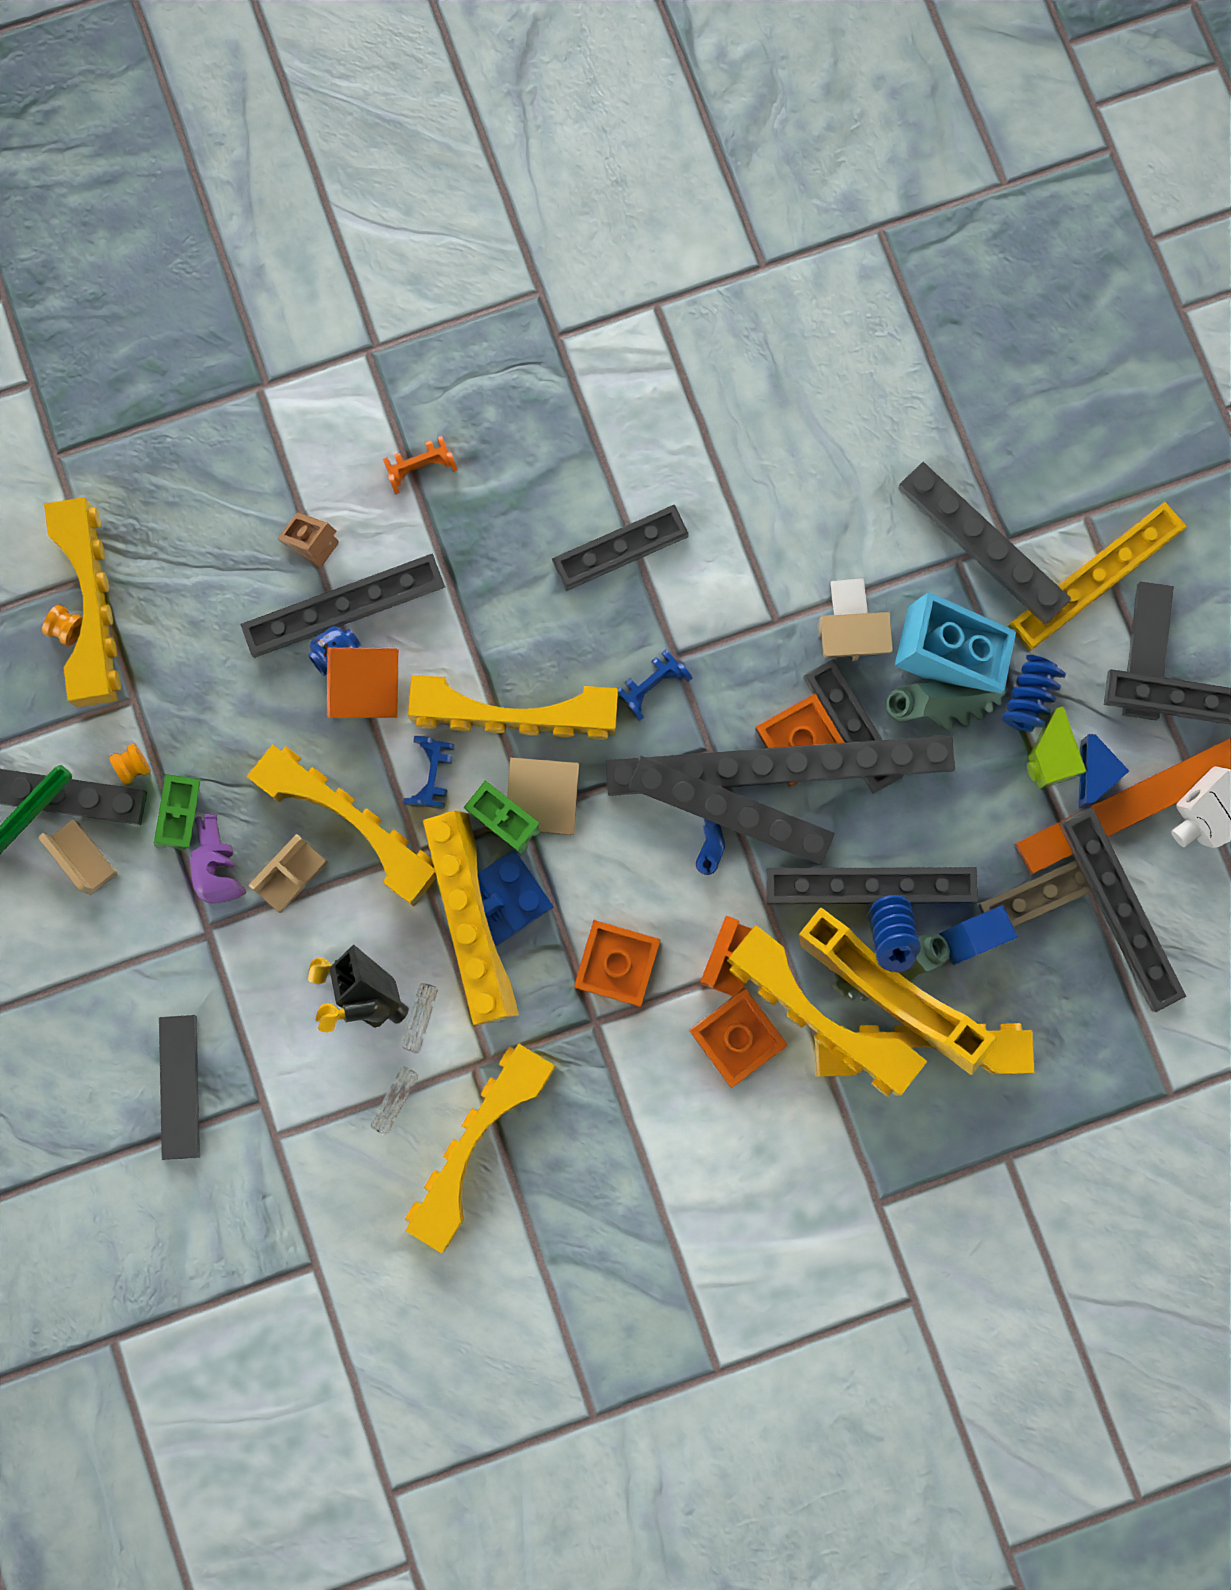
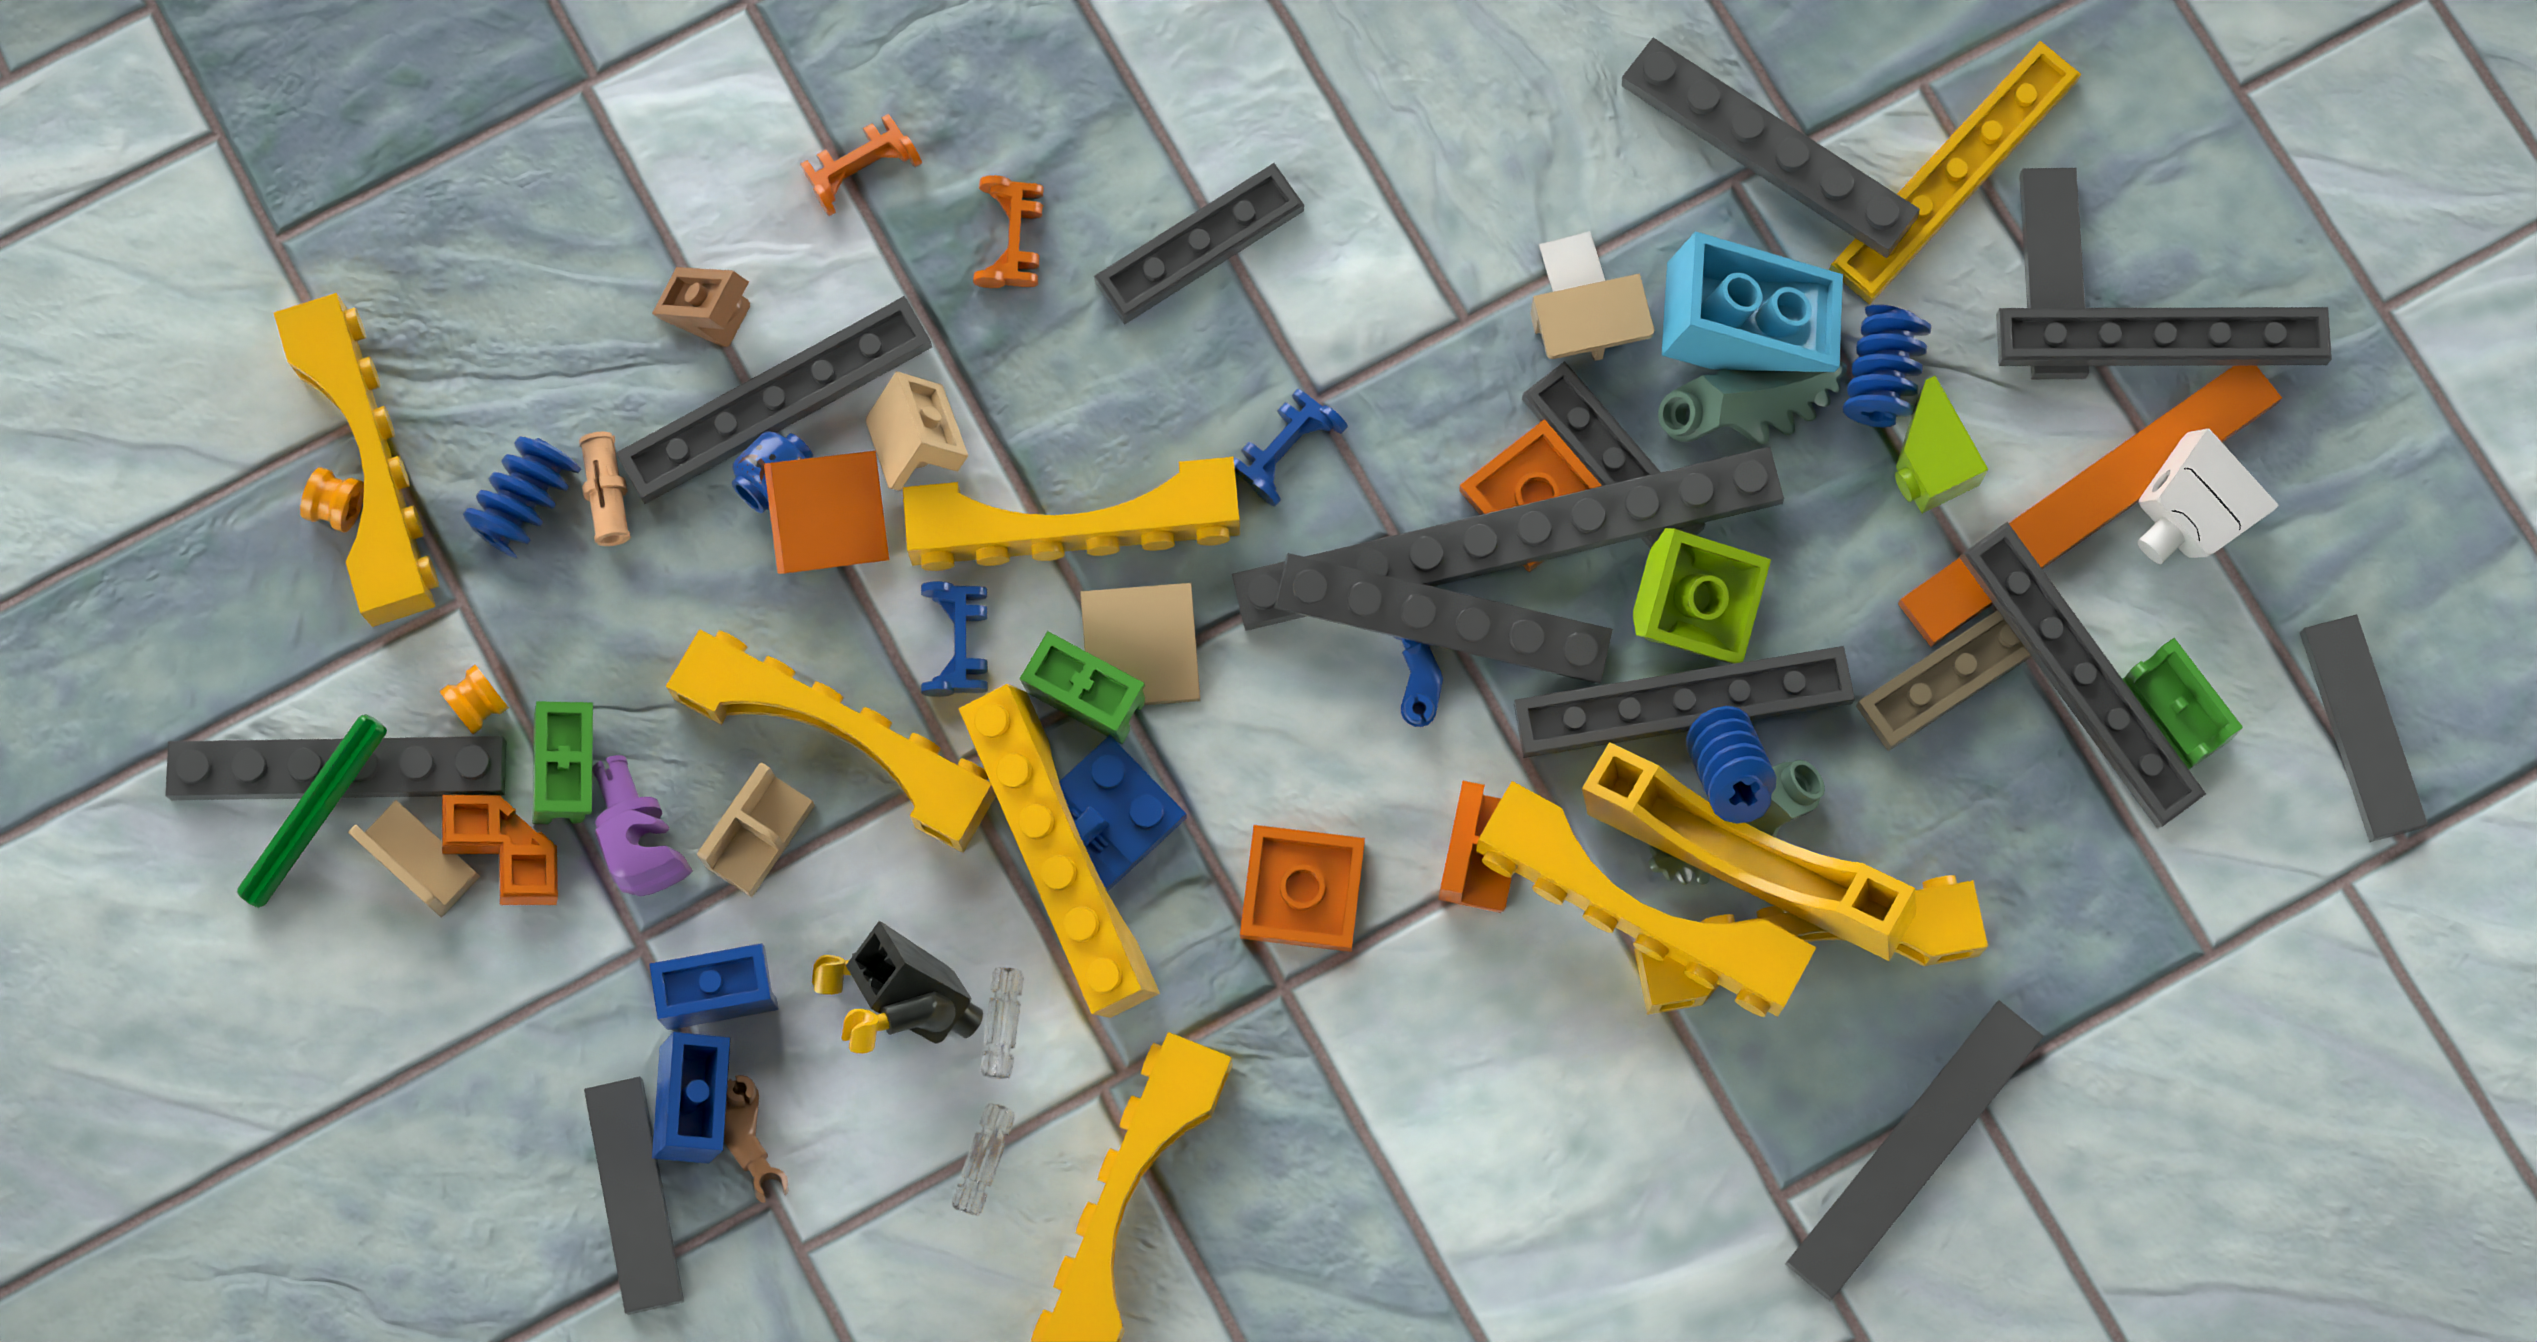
camera: 10 degrees left, 5 degrees down
(129, 845) = (492, 827): none -> orange tile
(178, 640) = (519, 493): none -> blue piece
(221, 1035) = (691, 1098): none -> blue brick
(230, 645) = (604, 488): none -> light nougat pin
(245, 967) = (712, 987): none -> blue panel
(249, 1057) = (741, 1134): none -> medium nougat arm
(426, 638) = (914, 428): none -> tan panel
(498, 544) = (1005, 269): none -> orange piece
(738, 1037) = (1513, 972): orange tile -> none
(892, 821) = (1699, 595): none -> lime slope
(966, 1189) = (1914, 1150): none -> dark grey tile
(979, 934) = (1864, 748): blue slope -> none
(1102, 770) = (2013, 463): blue slope -> none
(1181, 937) = (2182, 703): none -> bright green hinge

